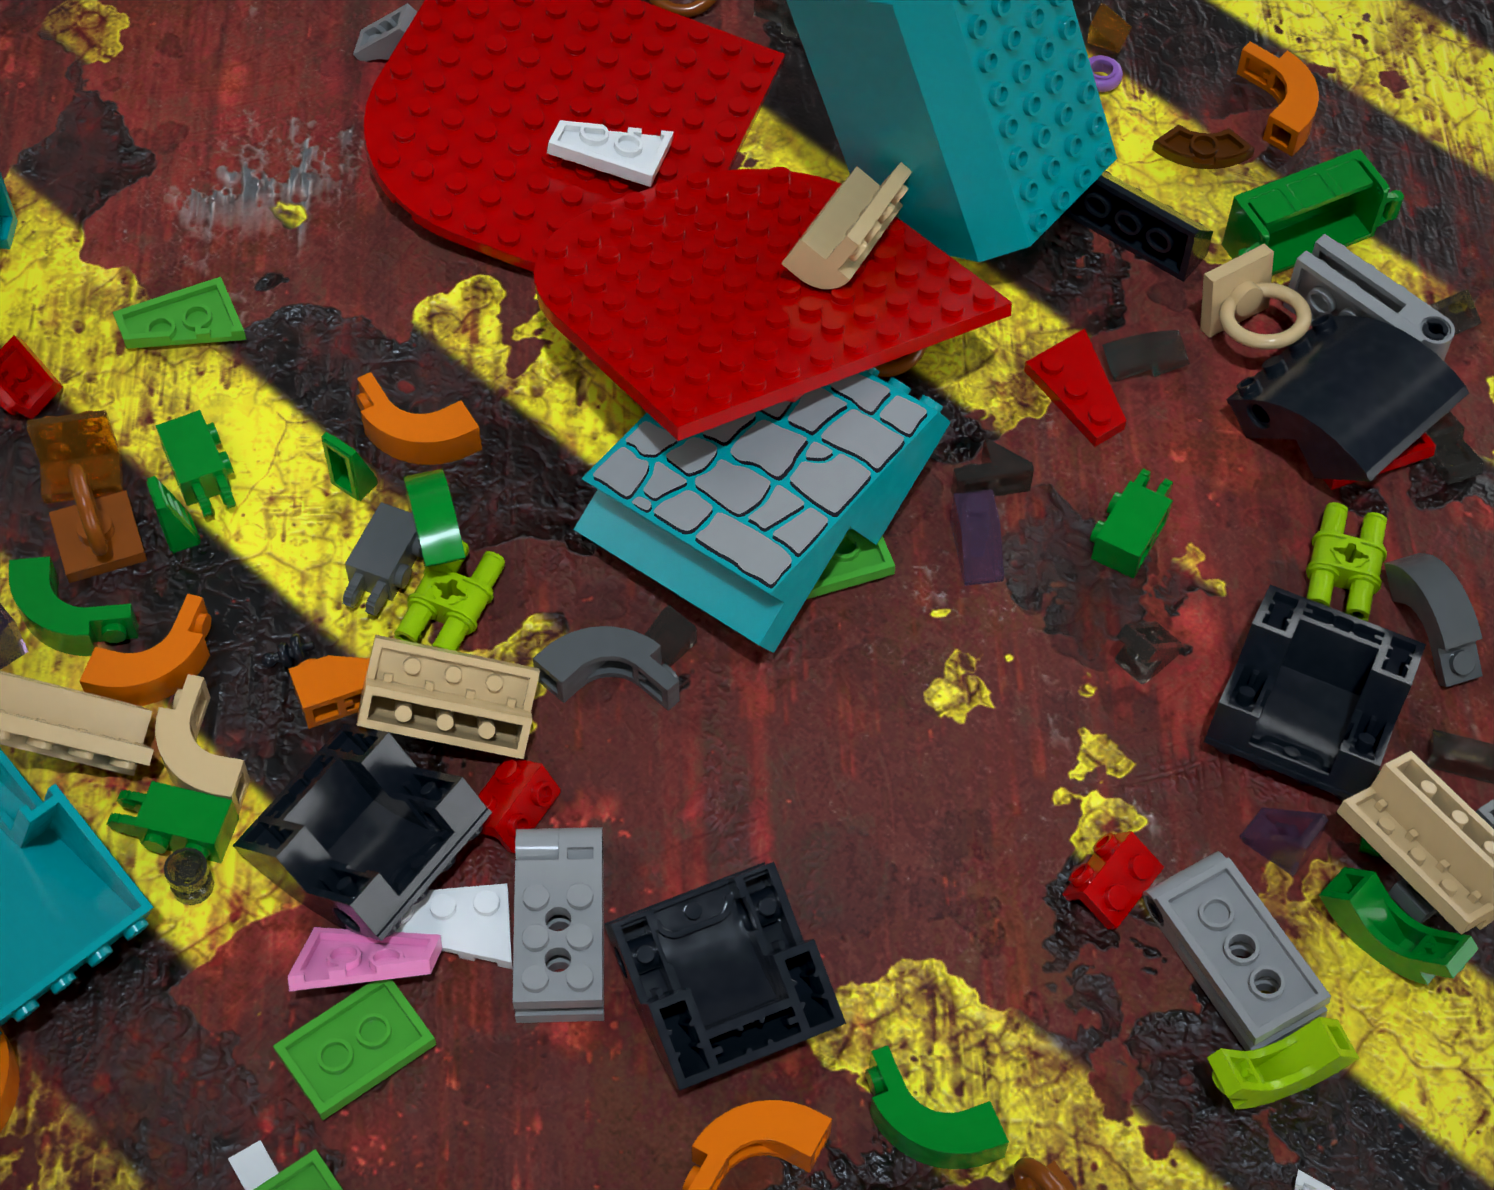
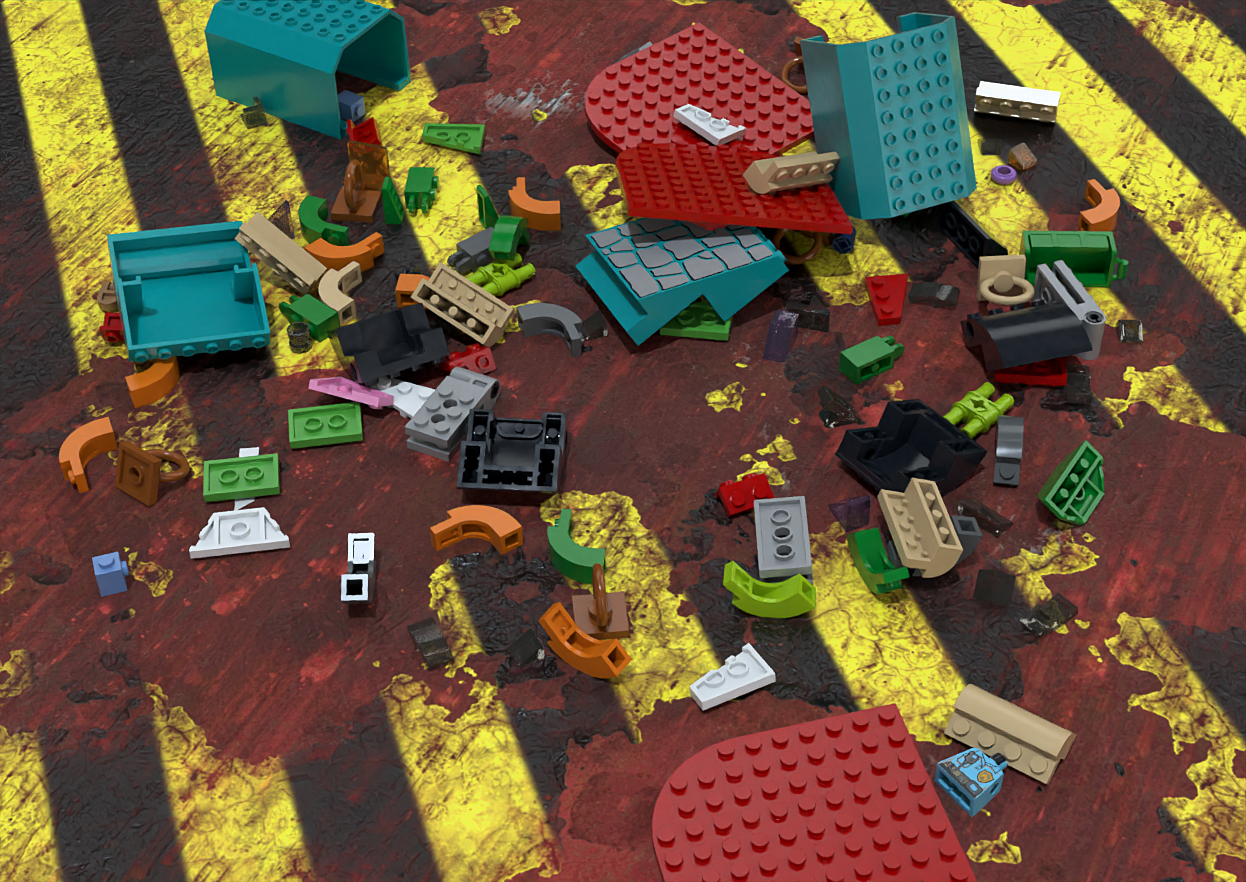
camera: 30 degrees right, 15 degrees down
(1203, 149) = (1034, 221): reddish brown tile -> none

